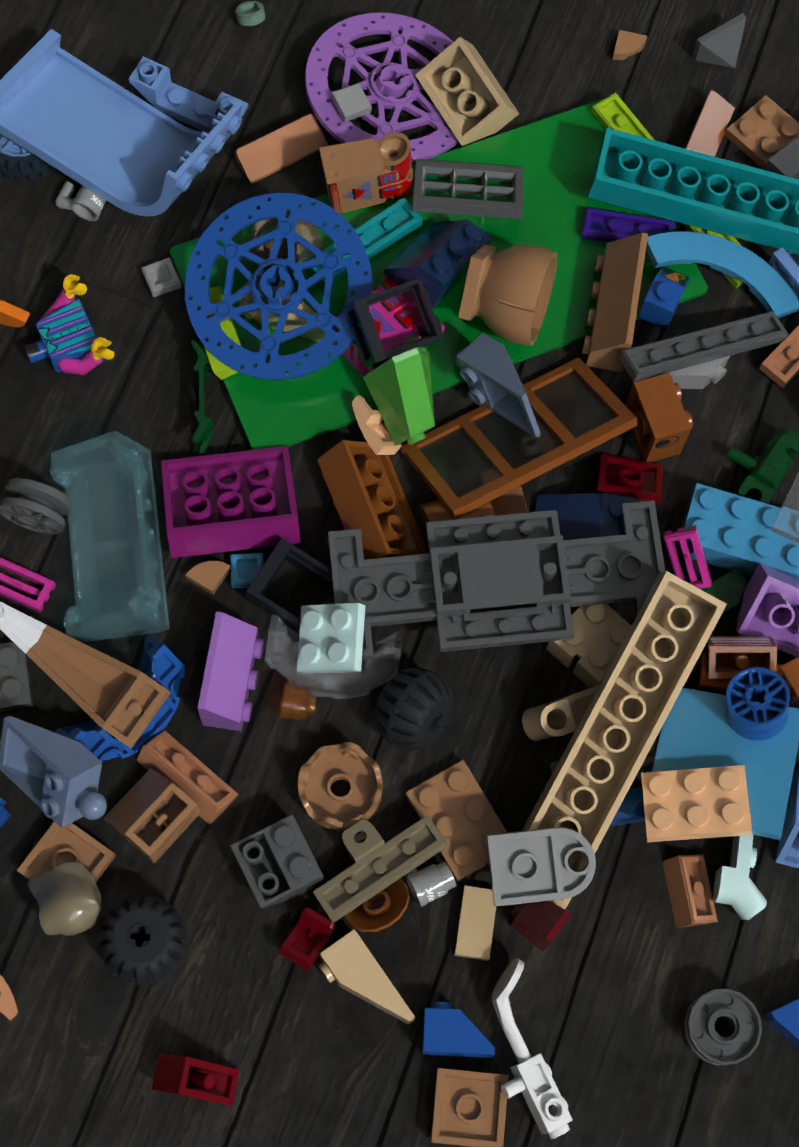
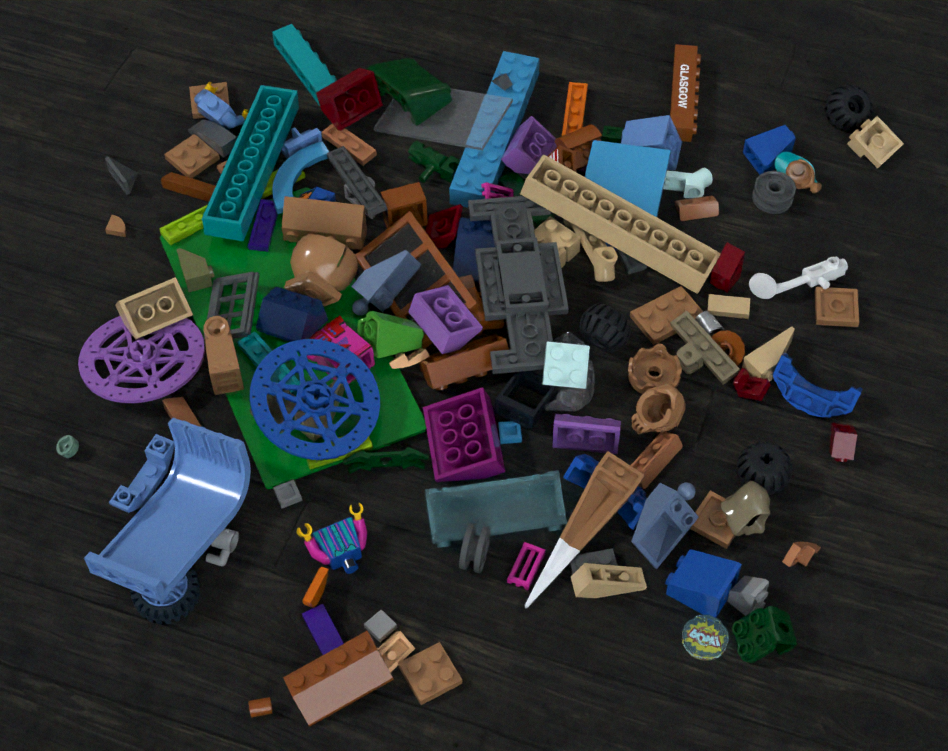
camera: 85 degrees left, 15 degrees down
(153, 814) = (683, 464): medium nougat slope -> none
(208, 575) = (515, 452): medium nougat tile -> none
(260, 785) = (658, 410): none -> medium nougat helmet
(278, 863) = (707, 397): dark grey slope -> none
(289, 1040) = (809, 397): none -> blue windscreen
(296, 702) = (601, 399): clear orange hat -> none
(351, 102) = (160, 370): light grey tile -> none
(365, 331) = (362, 339): black window -> none
(429, 468) = (444, 318): none -> medium lavender slope
(452, 1033) = (796, 314): blue slope -> none
(534, 137) = (195, 270): none -> olive slope
(535, 865) = (701, 261): light grey tile -> none
(696, 803) = (654, 188): light nougat plate -> none
(757, 703) = (593, 157): blue wheel -> none
(762, 1077) = (799, 170): none -> medium nougat hair

